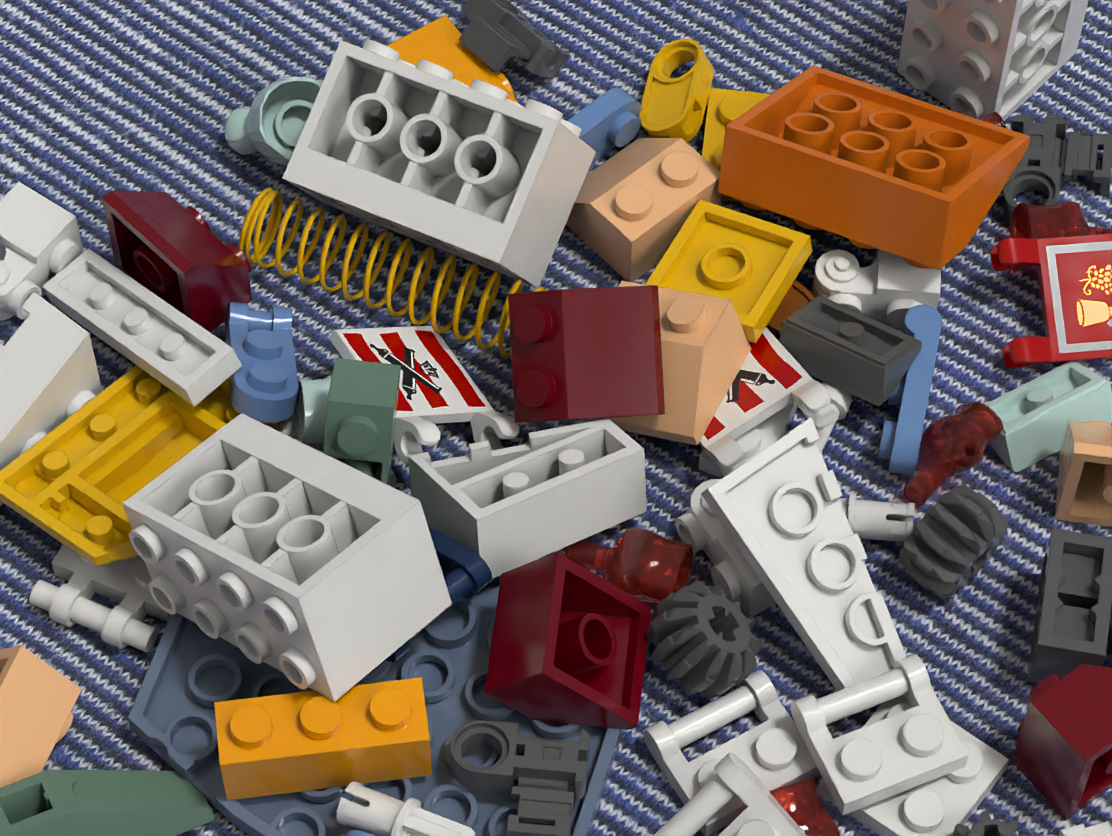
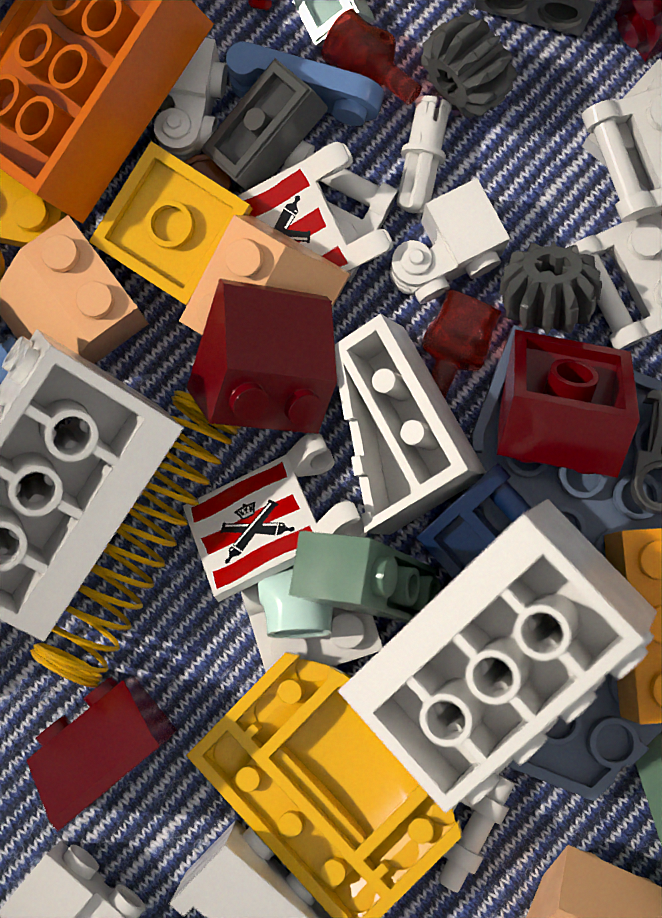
camera: 85 degrees left, 25 degrees up
(142, 327) = (185, 786): white plate -> none
(268, 377) = (233, 669): medium blue plate -> none
(799, 543) = (491, 185): white wing -> none

